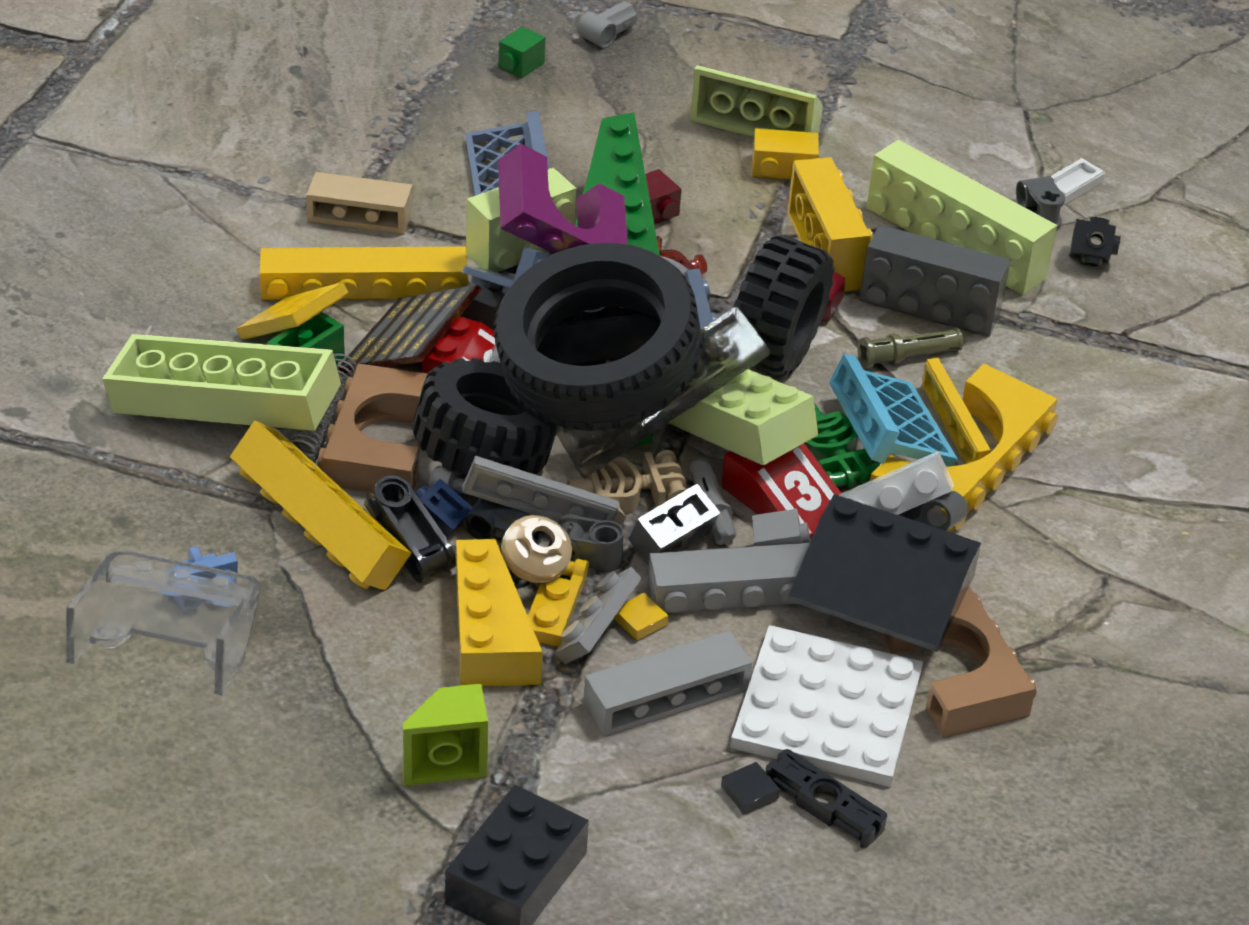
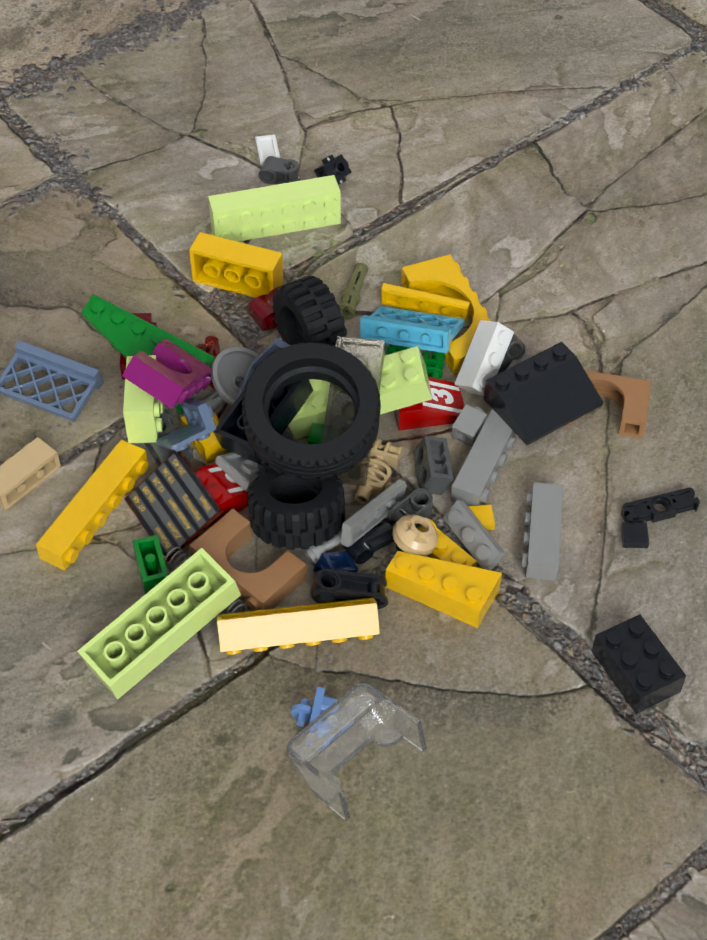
camera: 55 degrees left, 10 degrees up
(292, 311) = (114, 556): yellow tile -> none
(446, 737) = (535, 646): lime slope -> none
(704, 476) = (405, 436): light grey axle -> none
(748, 104) = (100, 244): yellowish green slope -> none
(777, 149) = (149, 253): yellow brick -> none
(828, 704) = (596, 471): white plate -> none
(934, 280) = (322, 247): dark grey brick -> none

